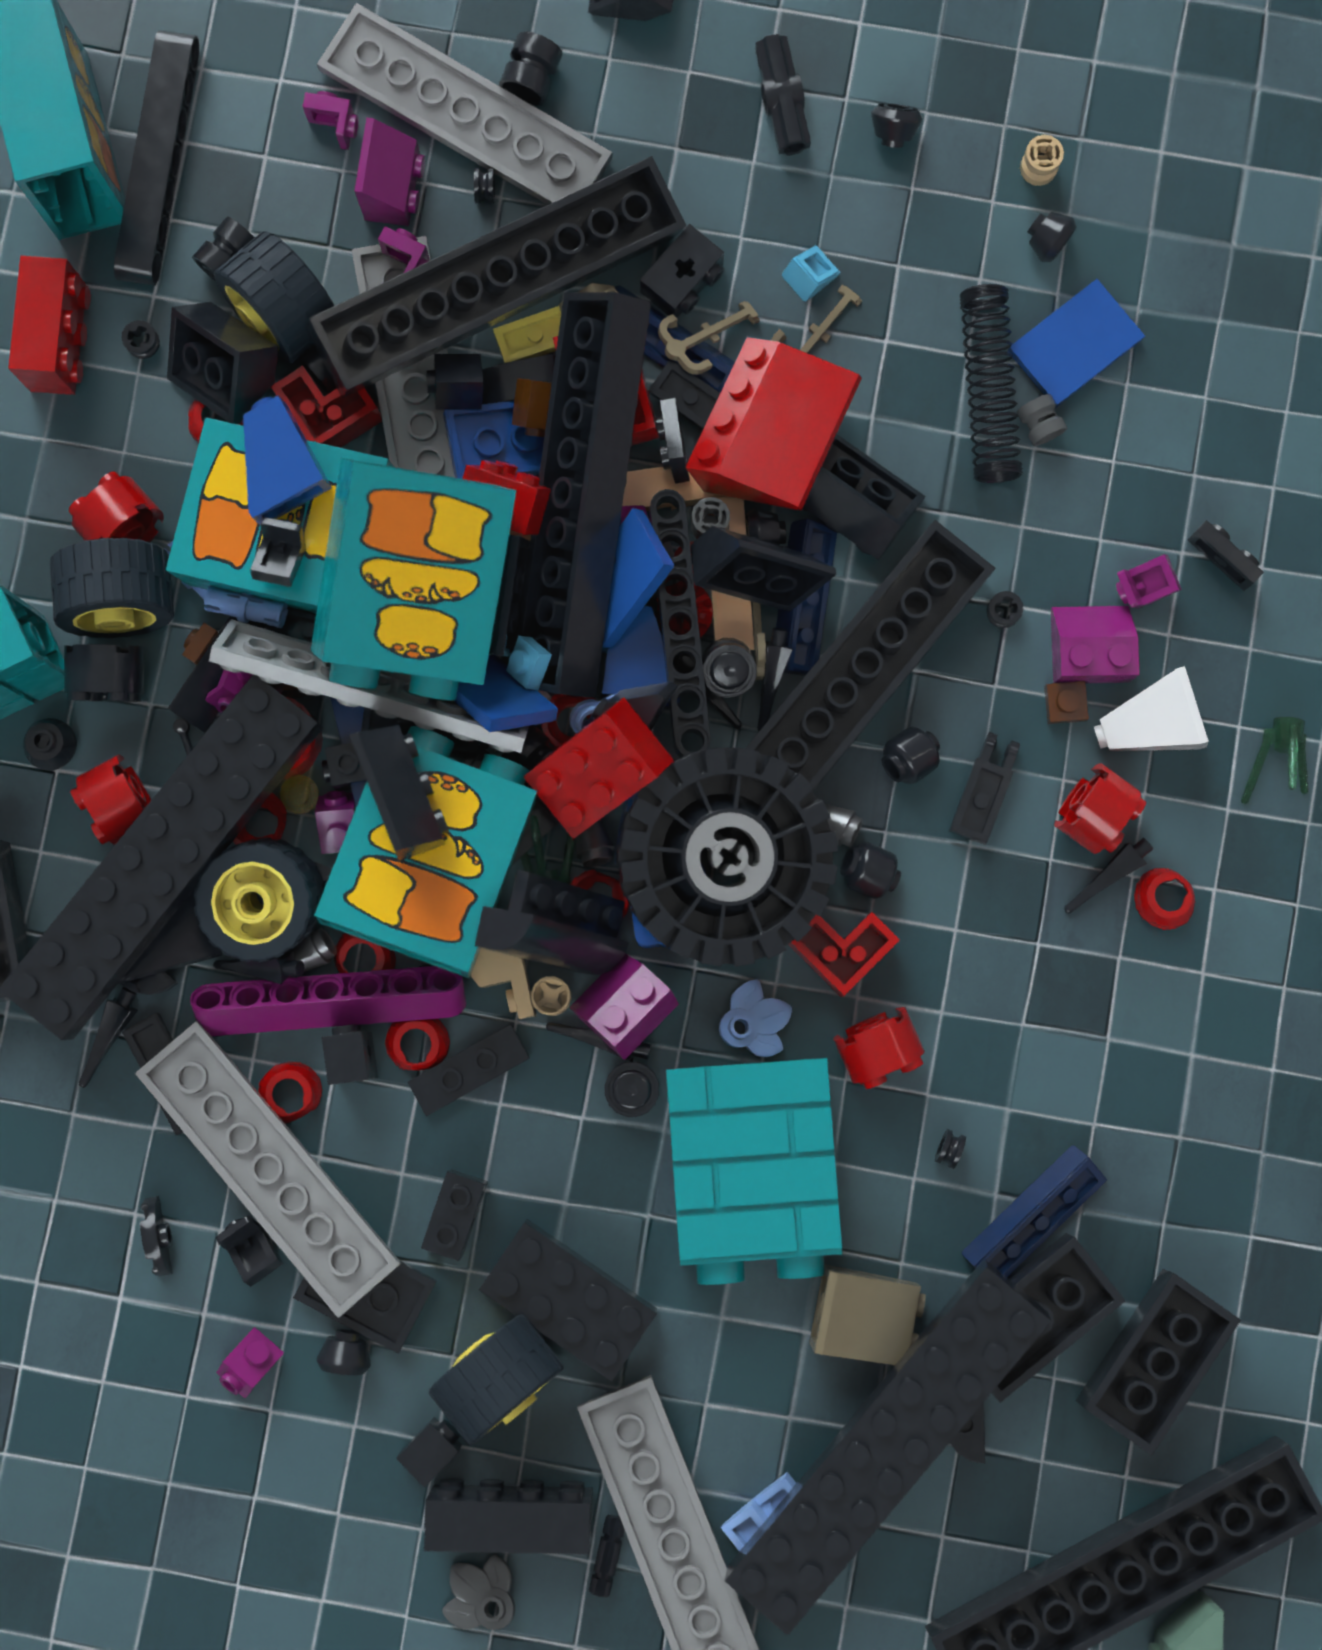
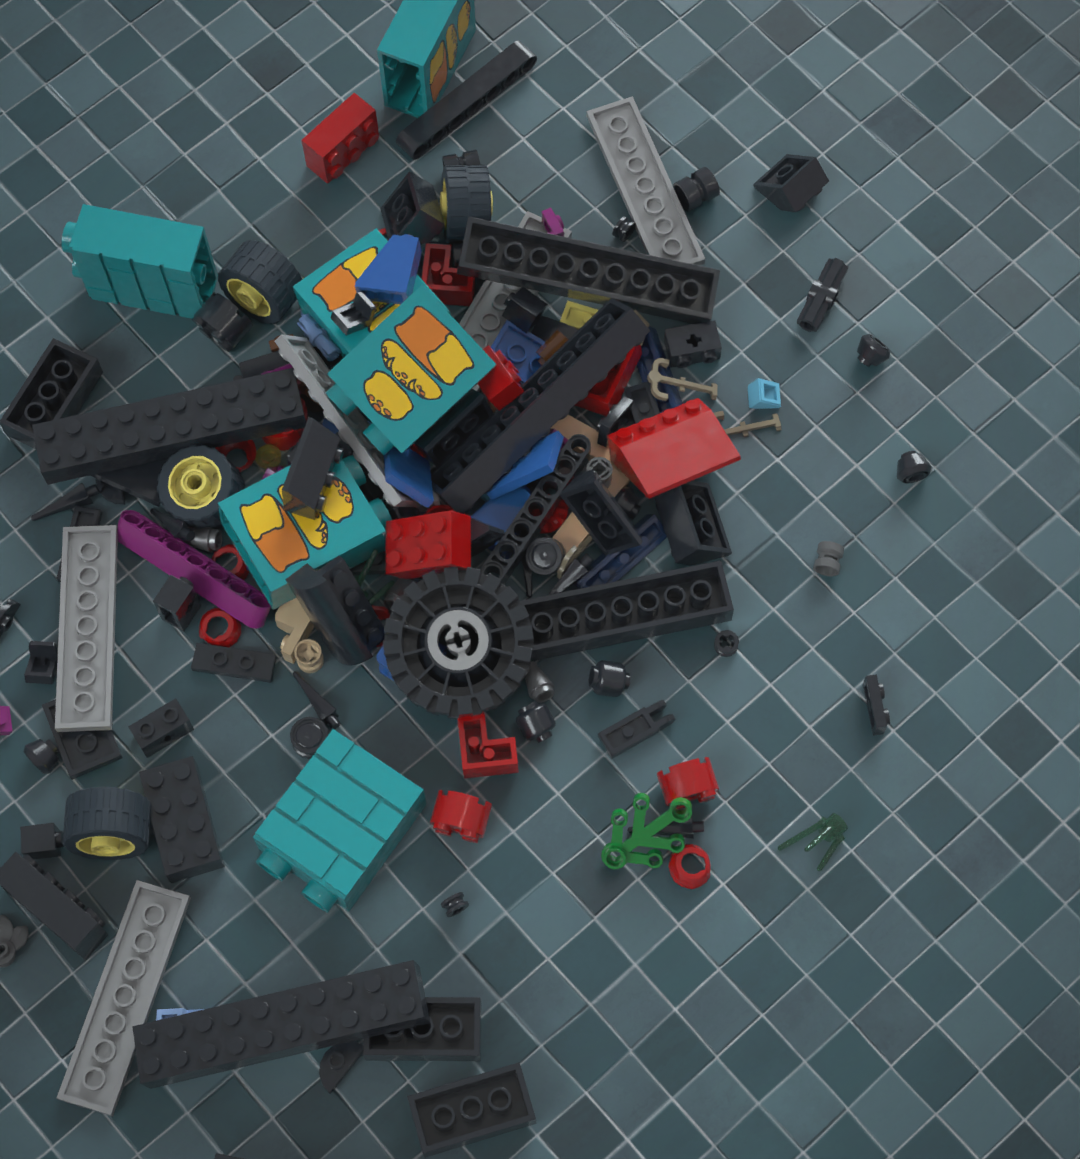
camera: 40 degrees right, 15 degrees down
(49, 744) = (165, 339): black cone -> none
(111, 797) = (170, 378): red brick -> none
(116, 511) = (299, 246): red brick -> none
(135, 329) = (385, 173): black bush -> none
(299, 1072) = (145, 607): red piece -> none
(333, 111) = (575, 139): magenta bracket -> none
(388, 174) = (576, 186): magenta slope -> none
(528, 662) = (439, 470): medium azure plate -> none
(607, 1556) = (83, 976): black axle -> none
(625, 1005) = (343, 690): magenta slope -> none
(760, 1017) = (411, 753): light blue plate -> none
(865, 1316) = (328, 947): dark tan slope -> none
(1008, 469) = (779, 558): black piece -> none
(1036, 1212) = (477, 980): dark blue slope -> none
(1037, 168) = (936, 431): tan wheel -> none
(1066, 702) = (720, 718): reddish brown plate -> none
(1076, 342) = (882, 535): blue tile -> none
(1082, 947) = (644, 835): none -> green plant
(1094, 644) = (759, 698): magenta slope -> none
(1148, 582) = (817, 686): magenta bracket -> none
(1156, 719) = (763, 760): white slope -> none

